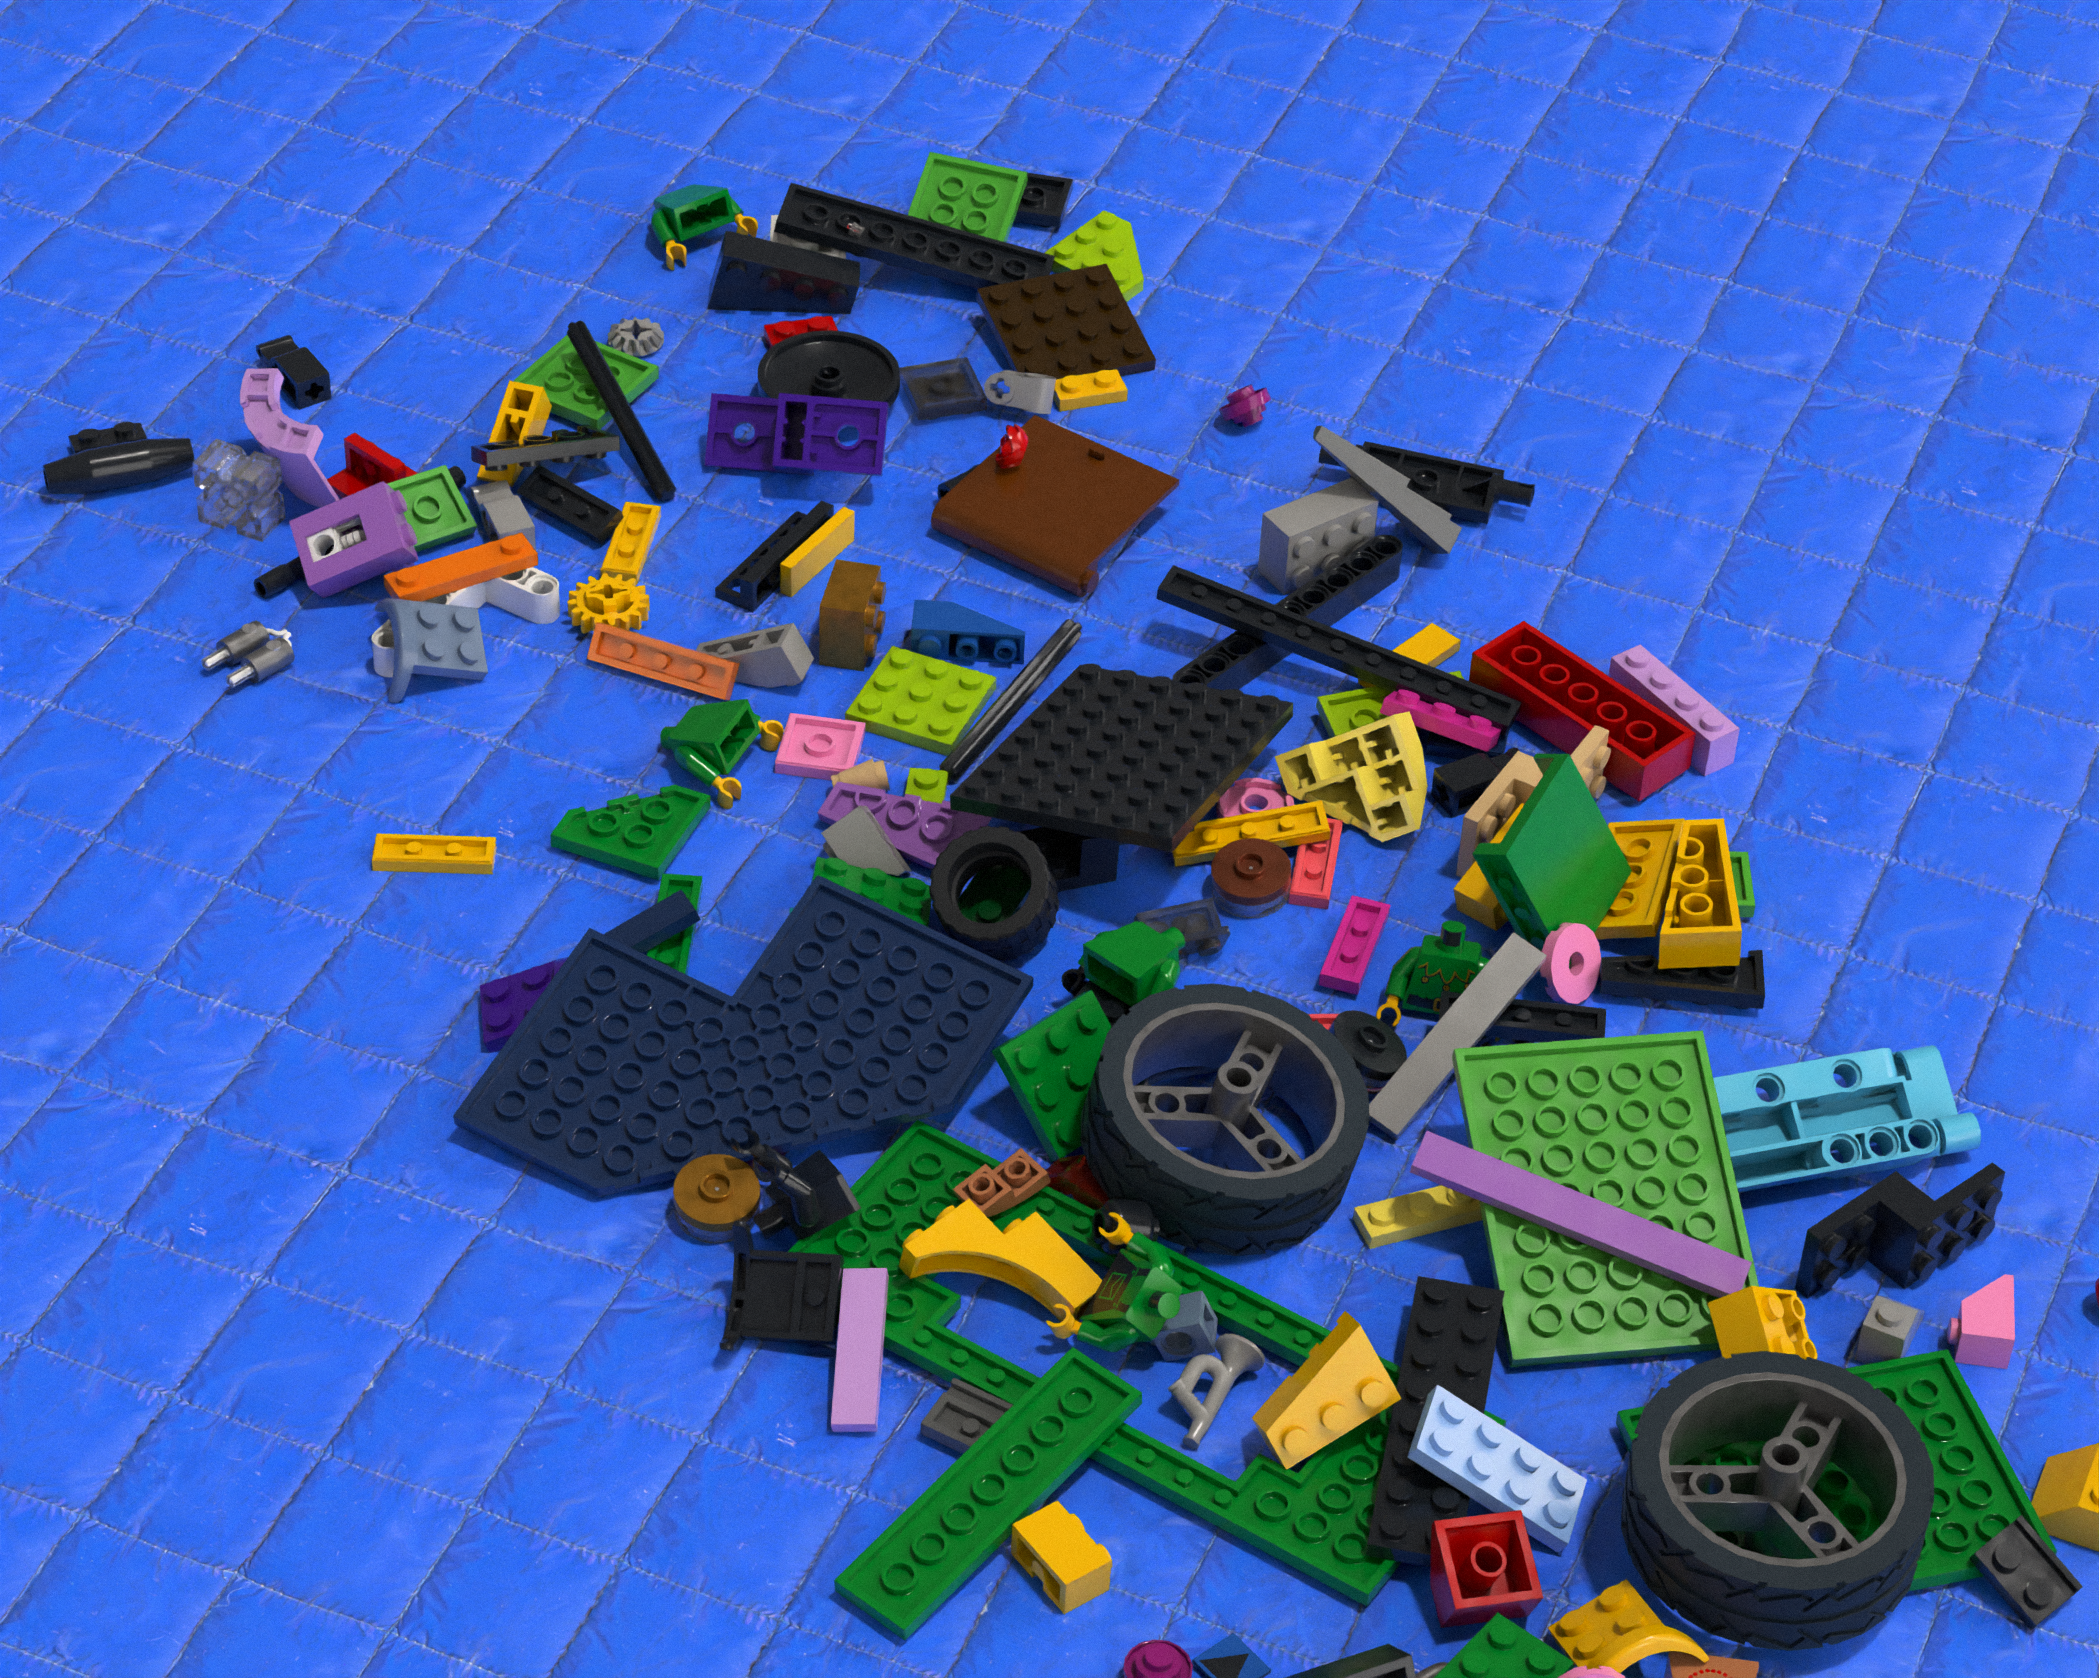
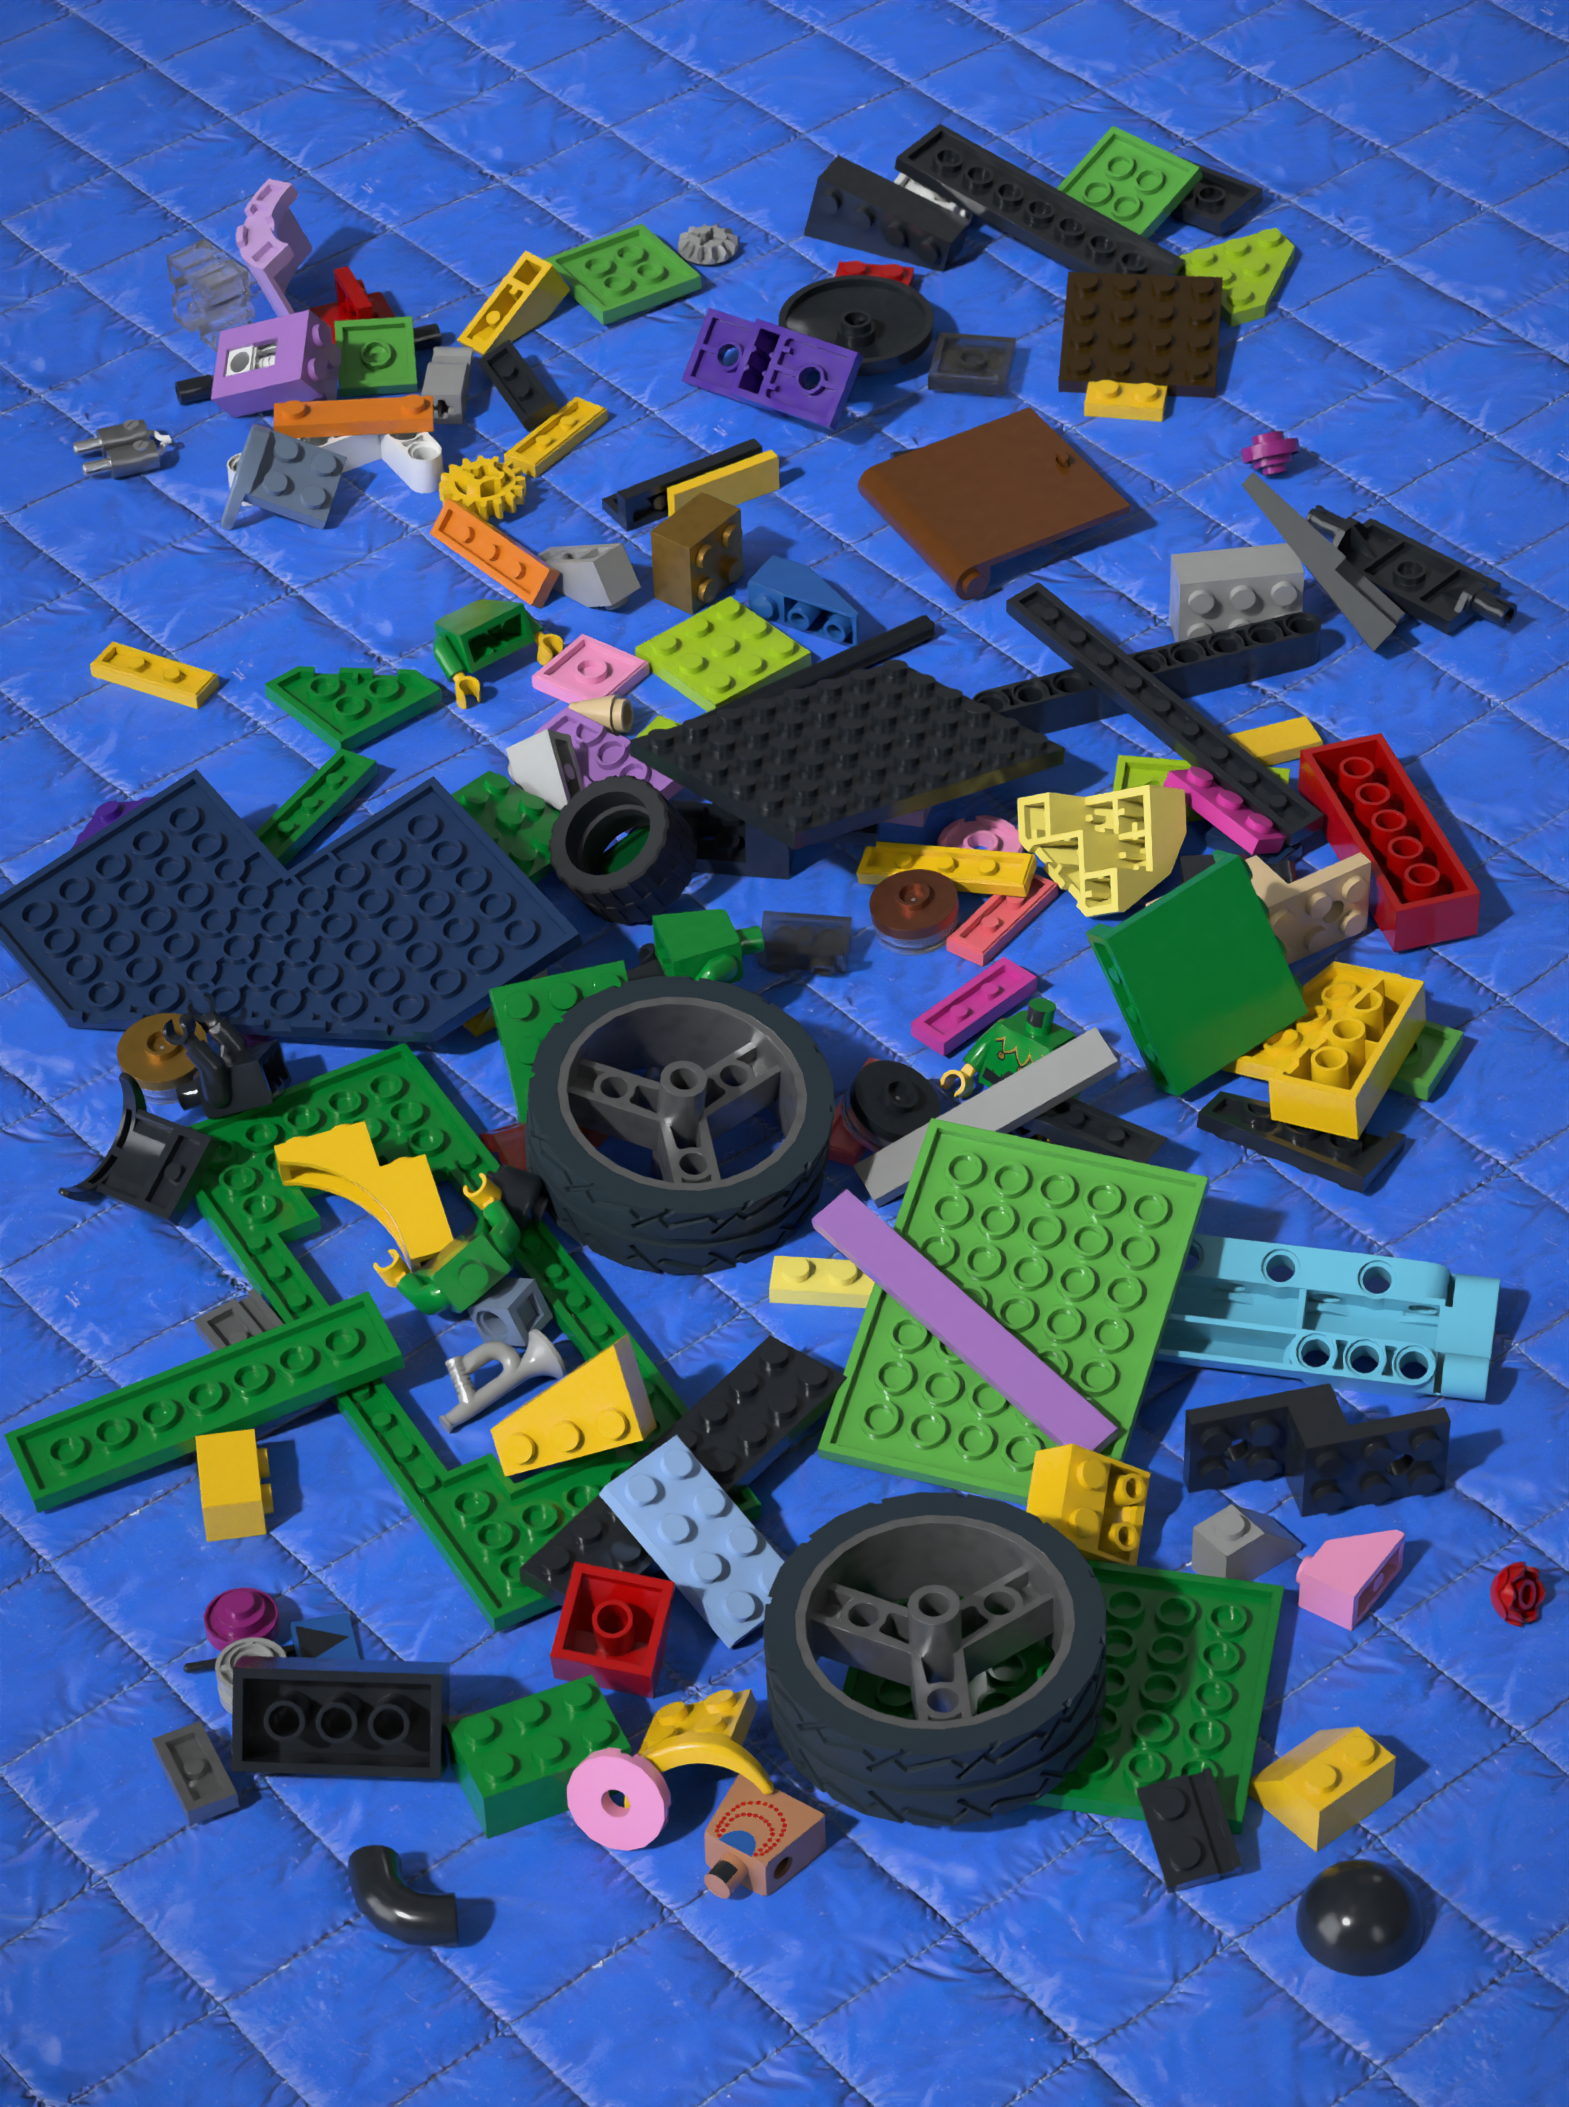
camera: 30 degrees right, 0 degrees up
(116, 460) = (123, 243): black plate -> none
(304, 376) = (357, 202): black piece -> none
(560, 448) = (555, 326): black wing -> none
(621, 411) = (628, 308): black axle -> none
(656, 923) = (282, 793): dark blue tile -> none
(694, 212) = (843, 134): green torso -> none
(855, 229) = (975, 184): flat silver piece -> none
(859, 1350) = (185, 1235): lavender tile -> none
(1004, 1185) = (417, 1129): nougat slope -> none
(1012, 447) = (972, 430): red plate -> none
(1027, 391) = (1044, 383): light grey piece -> none
(1580, 980) = (1149, 1080): bright pink tile -> none
(1661, 687) = (1496, 867): lavender brick -> none

